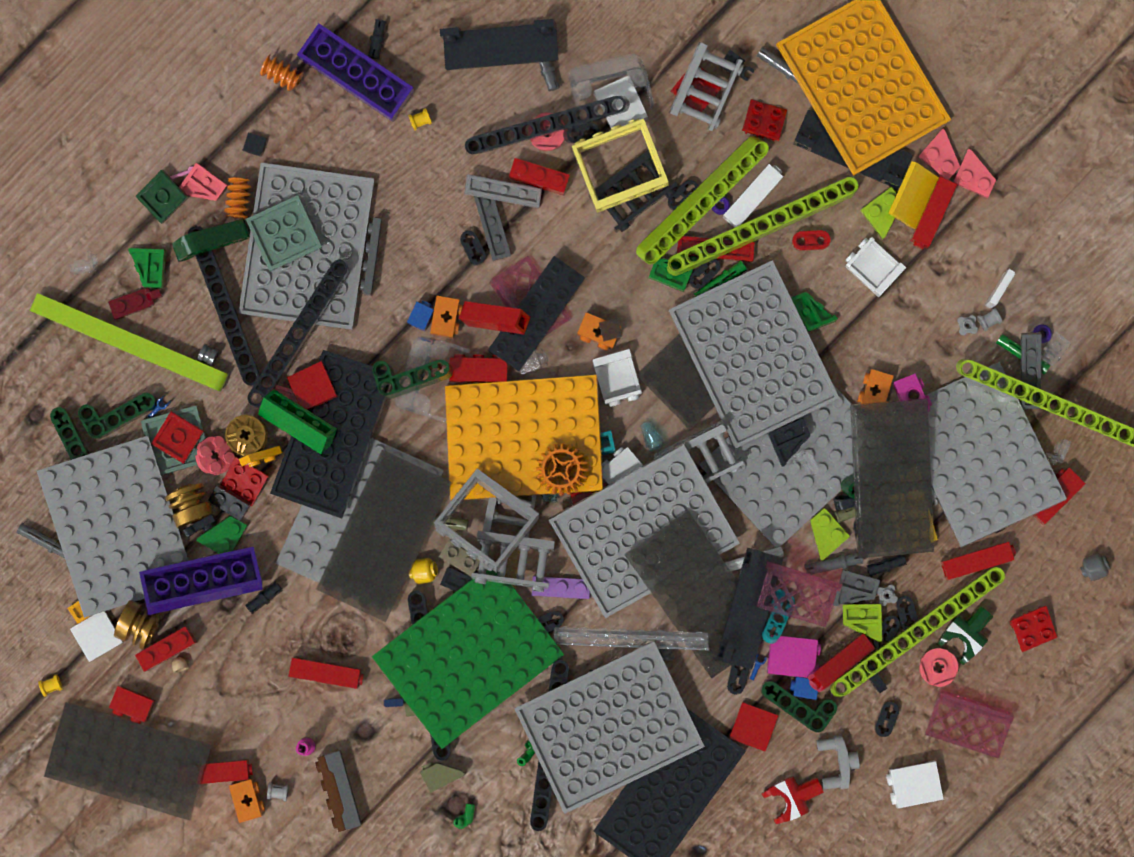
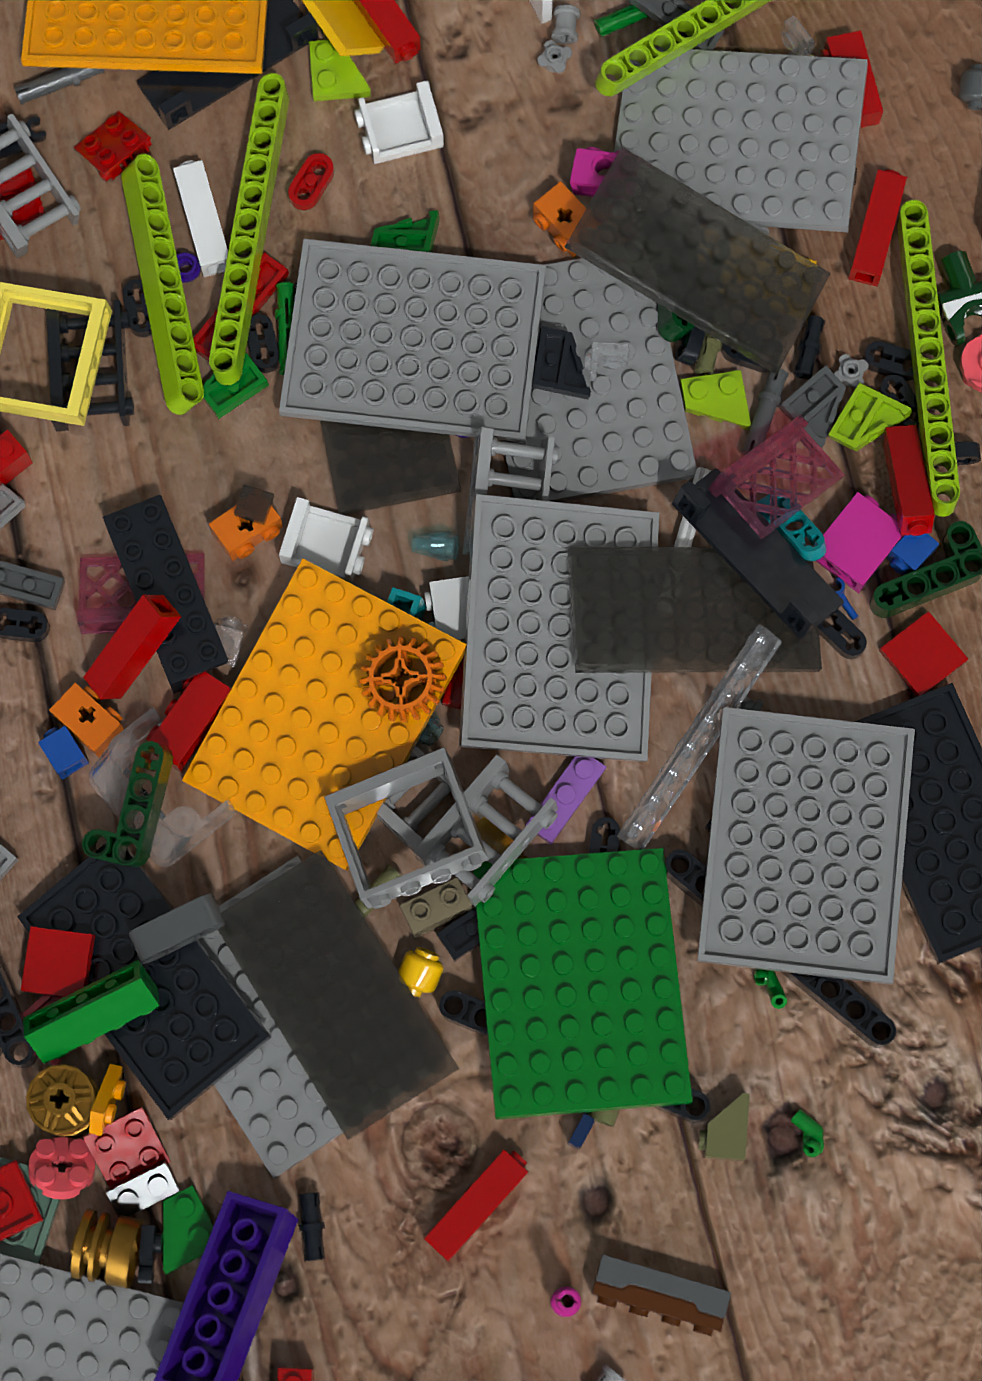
camera: 55 degrees left, 10 degrees down
(364, 437) = (176, 928): none -> dark grey beam

